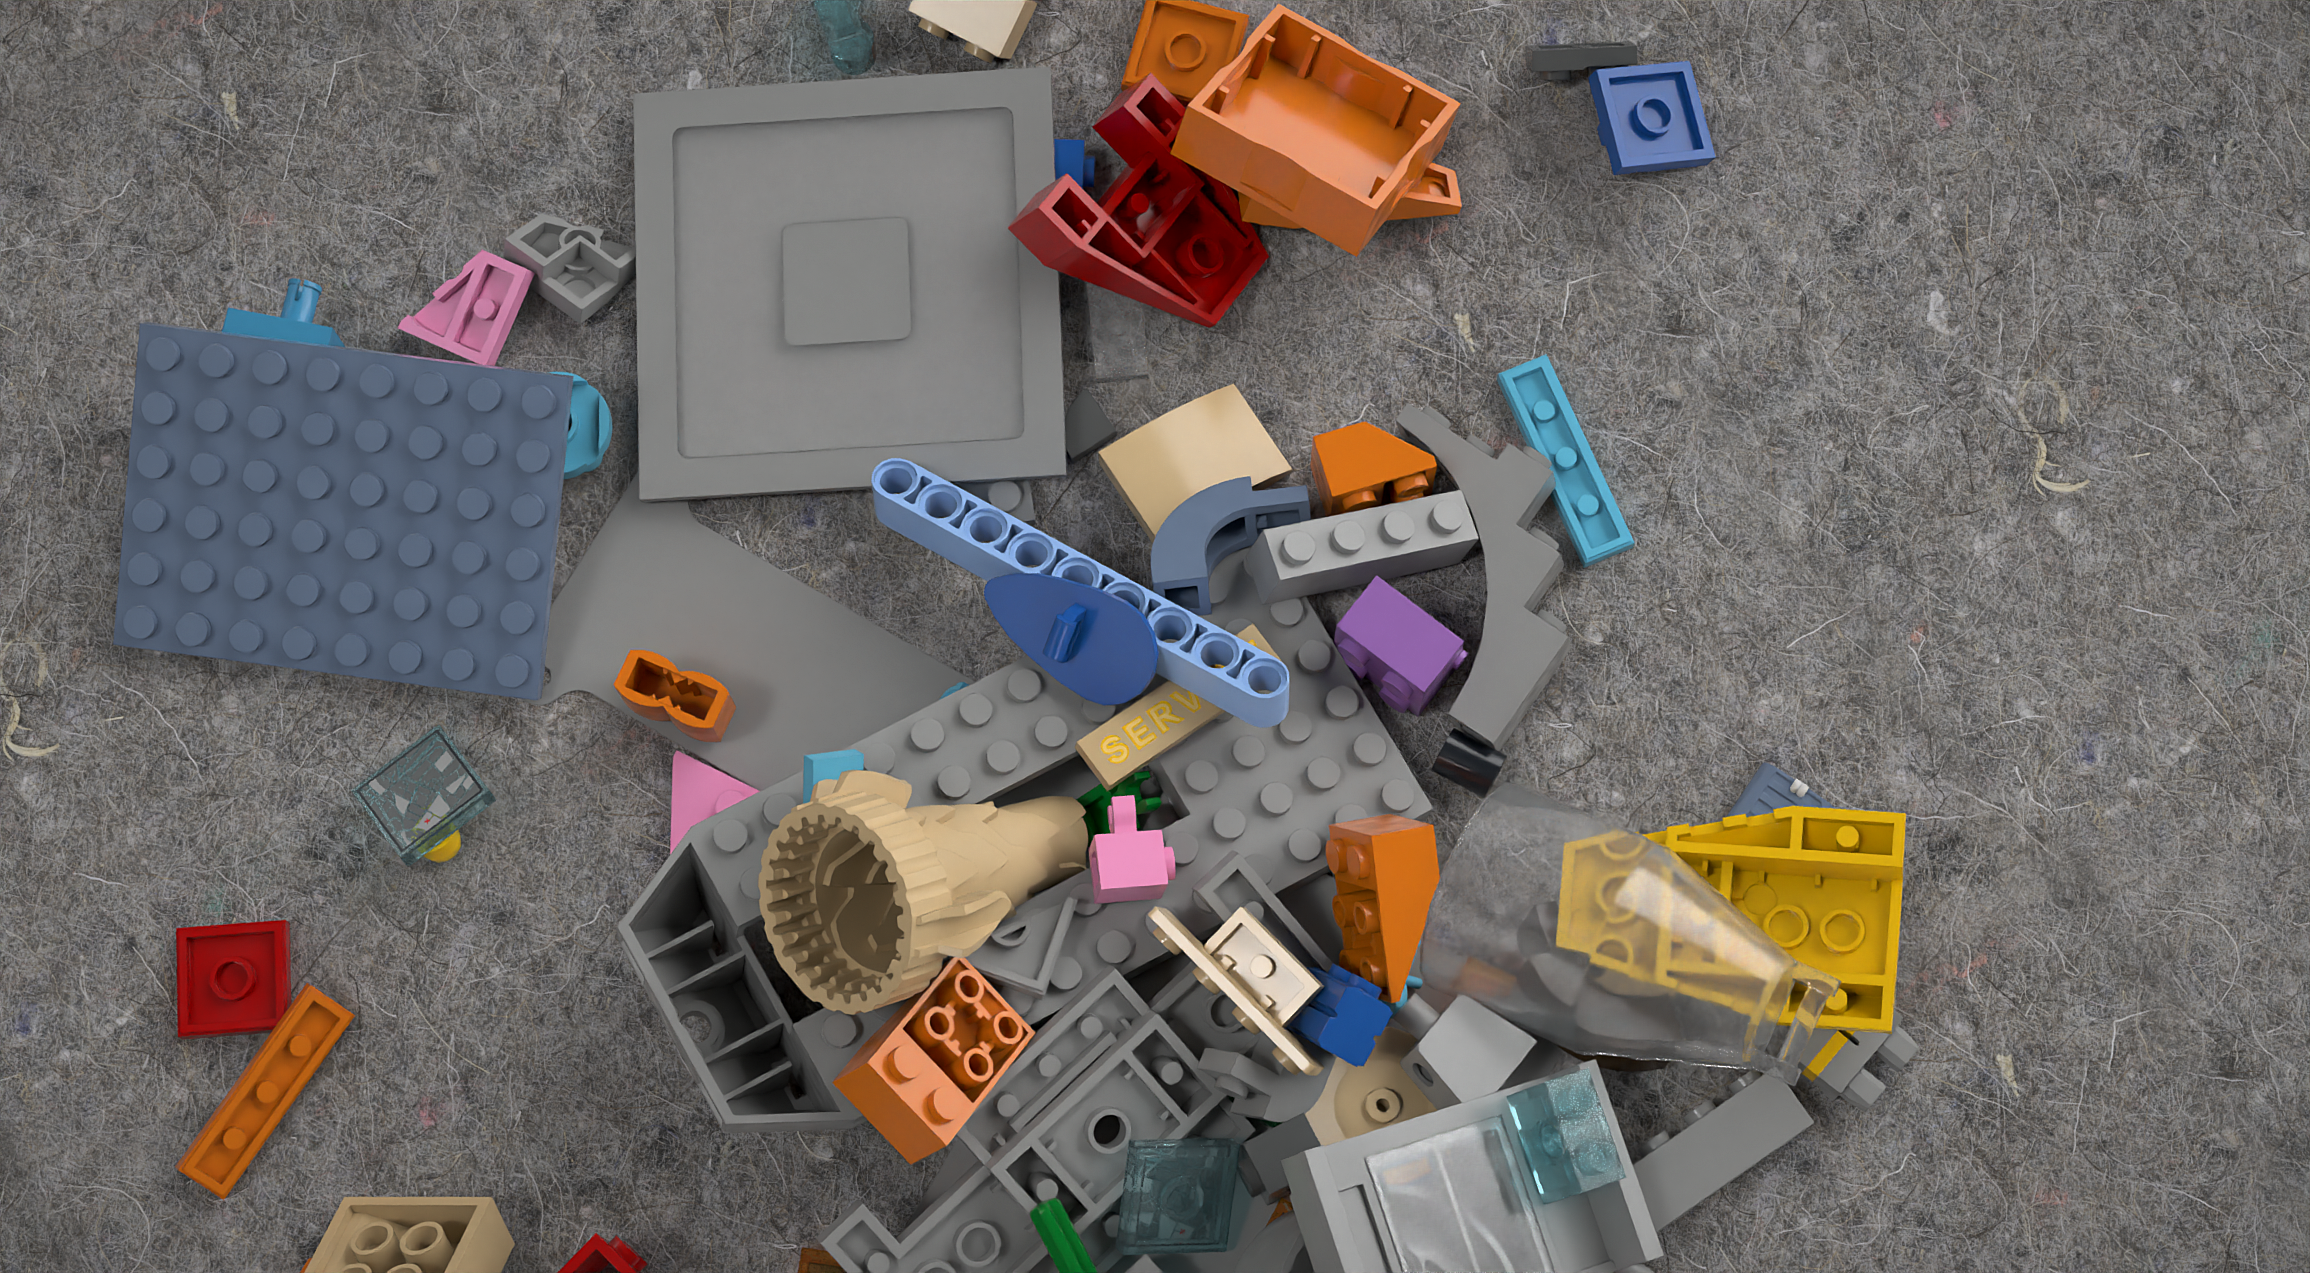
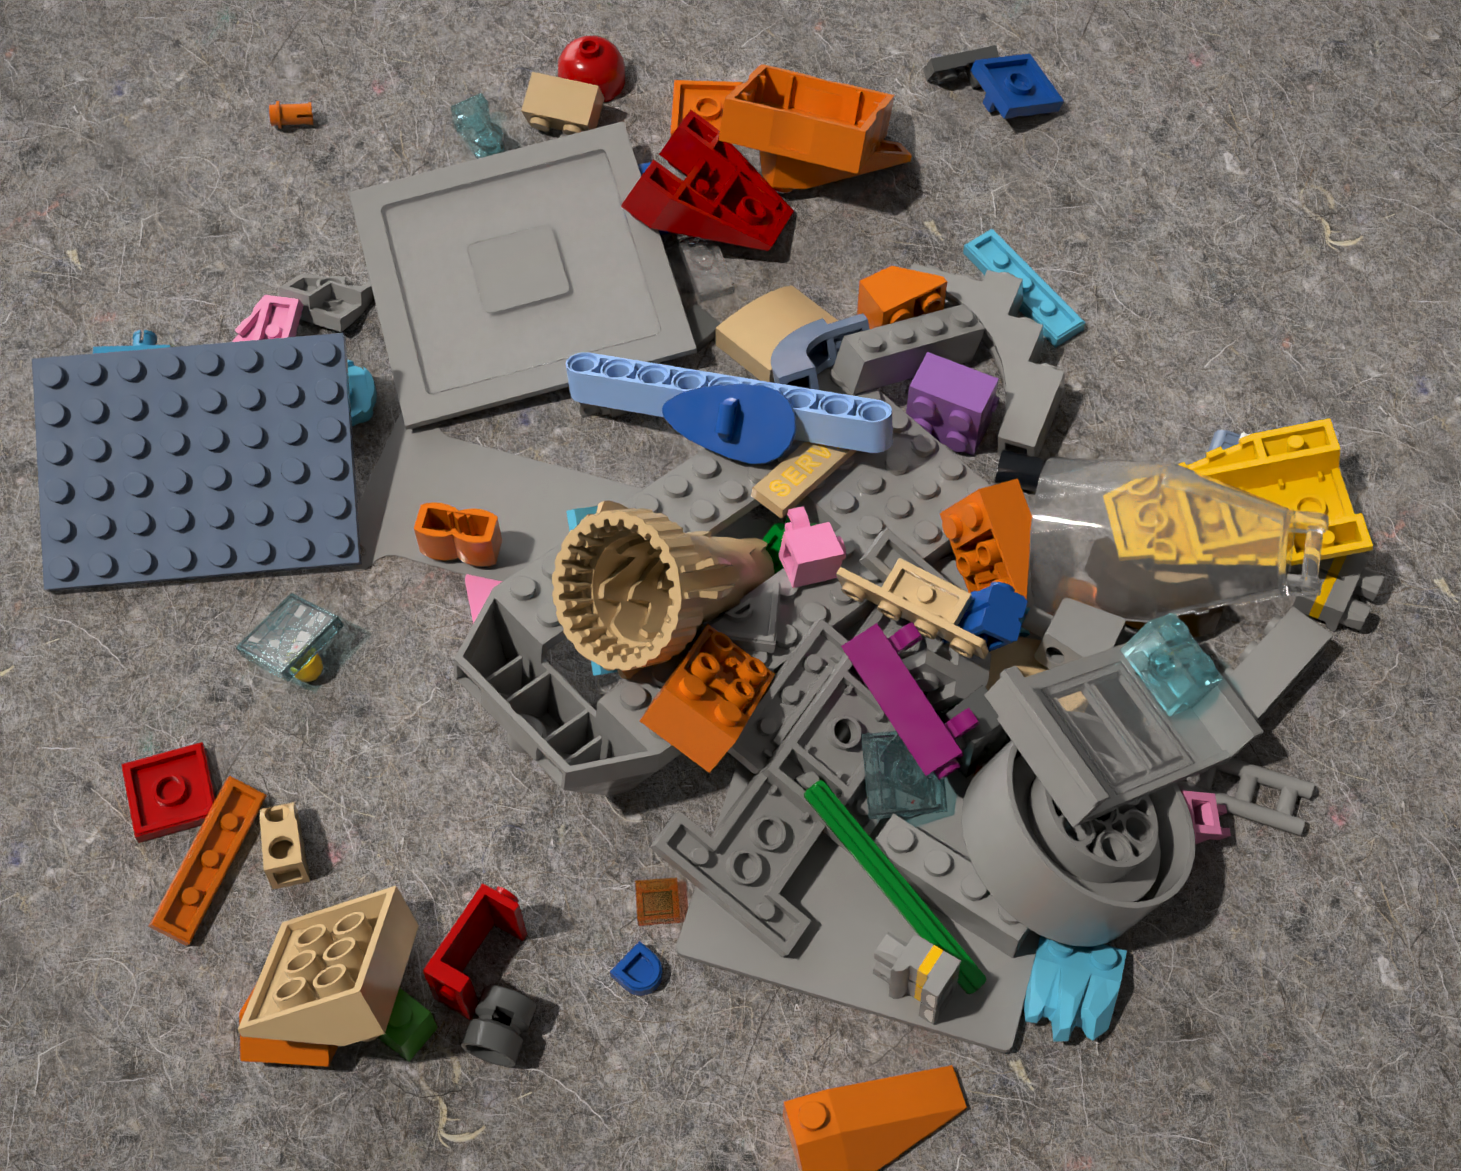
camera: 15 degrees left, 15 degrees down
(363, 1092) = (283, 846): none -> tan leg
(1190, 1119) = (904, 702): none -> magenta brick

